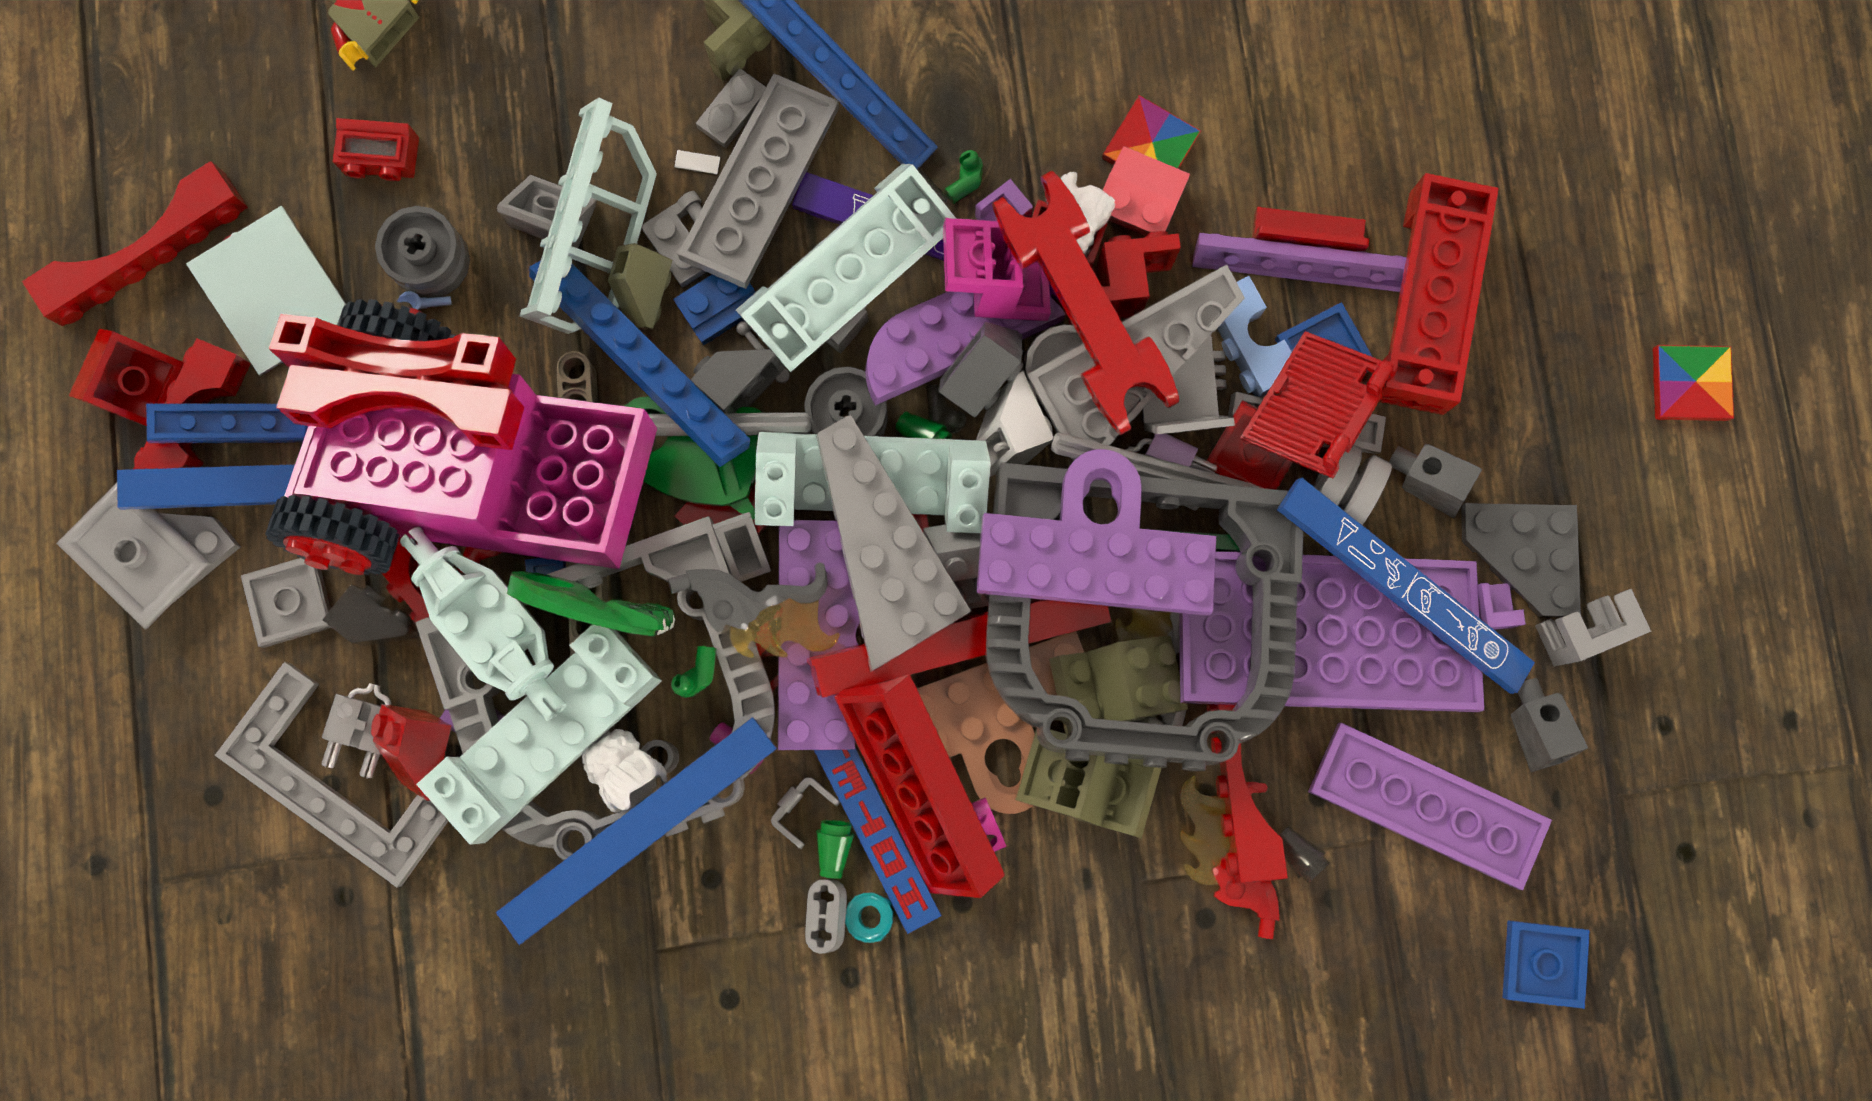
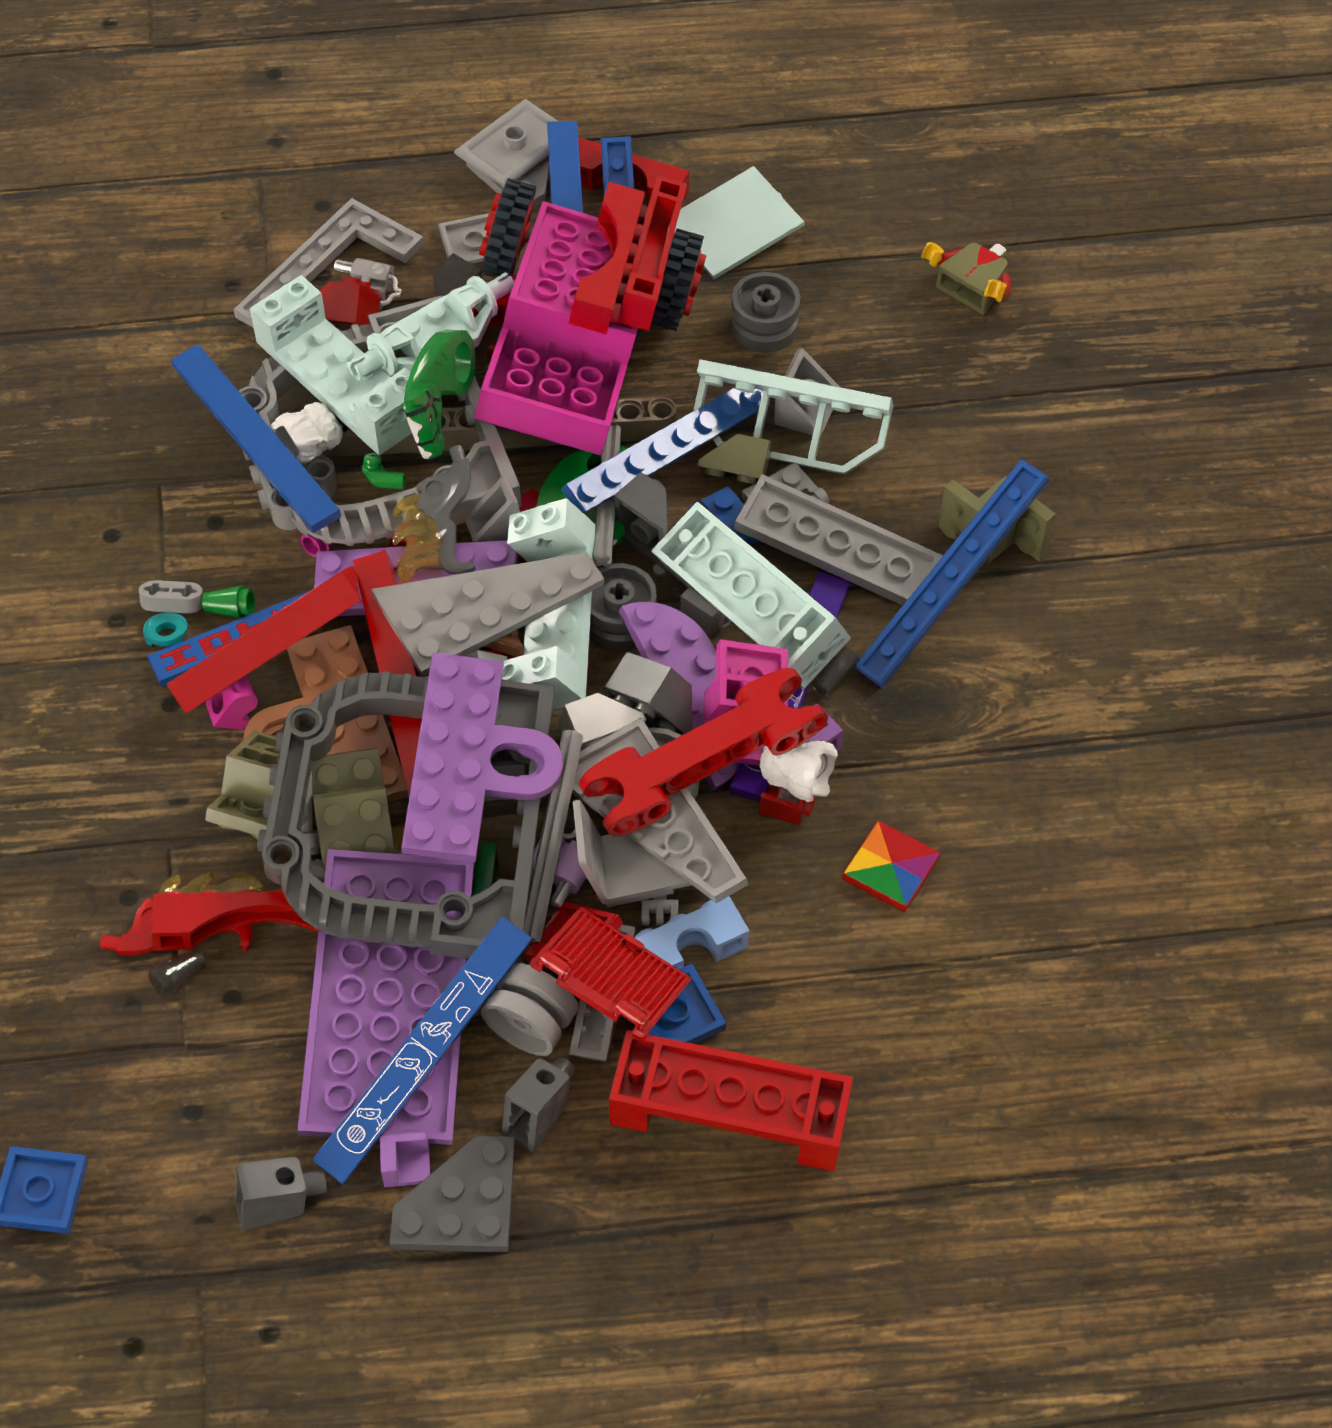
camera: 90 degrees right, 25 degrees down
(124, 376) = (661, 133): red slope -> none
(198, 206) = (803, 174): red arch -> none
(375, 149) = (857, 283): red window -> none
(422, 303) = (724, 319): light blue hand -> none
(697, 162) = (860, 504): white piece -> none
(731, 108) = (912, 526): light grey tile -> none
(790, 800) = (270, 571): light grey piece -> none
(918, 427) = (601, 669): green cone -> none
(969, 178) = (848, 712): green arm -> none
(1125, 265) = (748, 822): red bracket -> none
(1144, 192) = (834, 846): coral slope -> none
(1299, 262) = (771, 974): medium lavender plate -> none
(1309, 229) = (803, 1003): red panel -> none
(1430, 806) = (208, 1090): medium lavender plate -> none
(1606, 634) = (365, 1251): light grey panel -> none
(1693, 382) = (640, 1382): tile -> none

